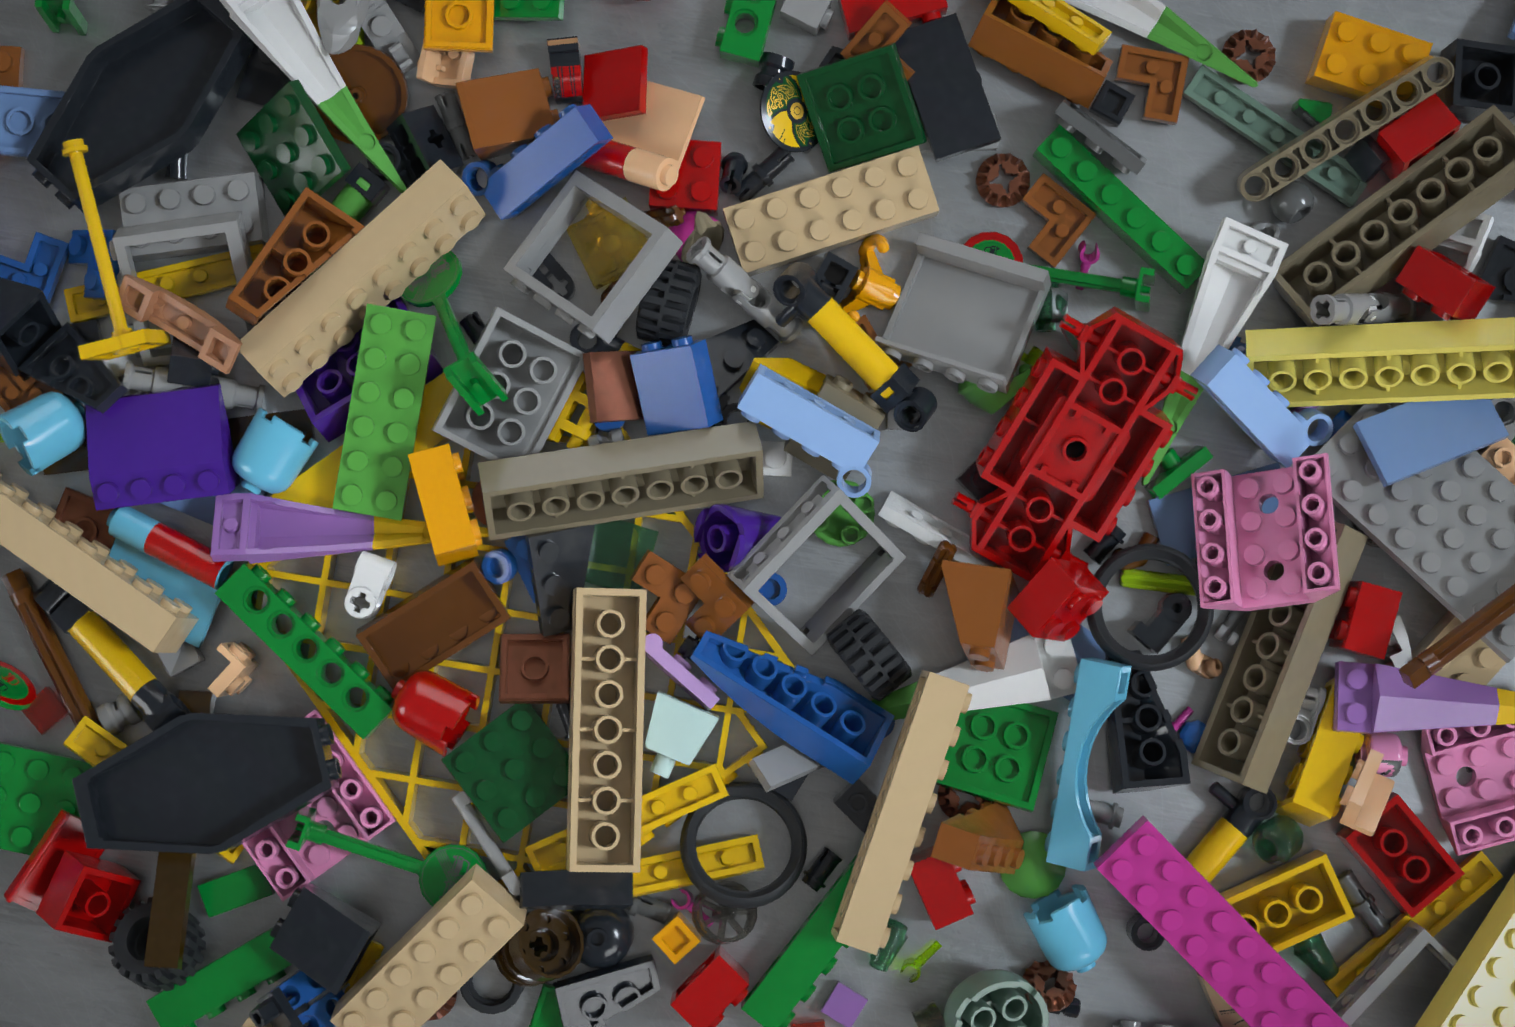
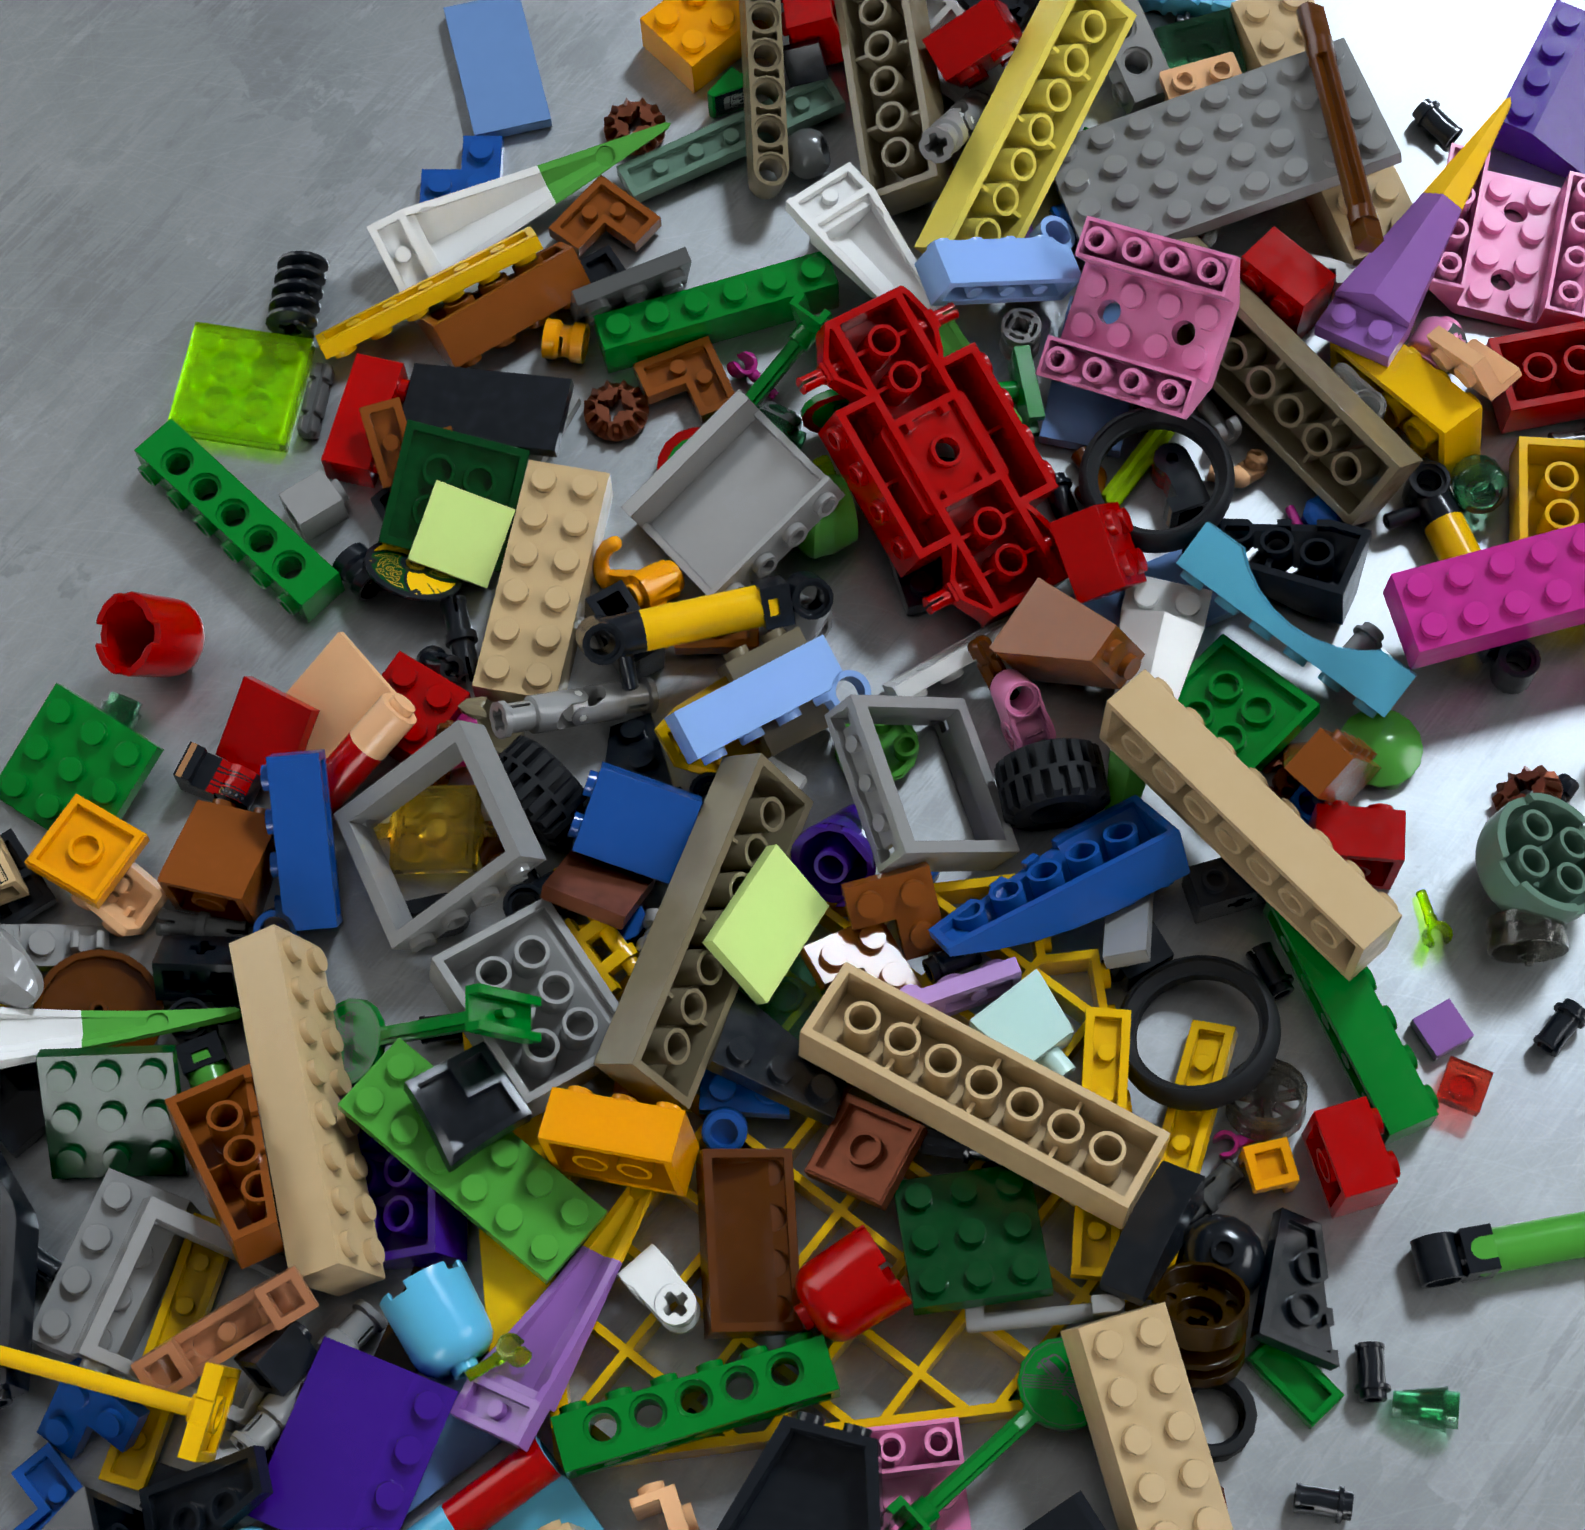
camera: 60 degrees left, 20 degrees down
(268, 507) = (507, 1349): none -> clear neon green hand
(410, 391) = (467, 1104): none -> black plate
(648, 518) = (766, 924): none -> yellowish green tile
(834, 131) = (461, 534): none -> yellowish green tile
(895, 942) = (1402, 952): clear green cone -> none
(919, 600) = (1025, 717): none -> bright pink piece
(1036, 111) = (565, 340): none -> light orange wheel
(1068, 929) = (1473, 738): medium azure cylinder -> none
(1218, 443) = (1013, 328): none -> light grey wheel
(1427, 435) = (1121, 131): medium blue tile -> none

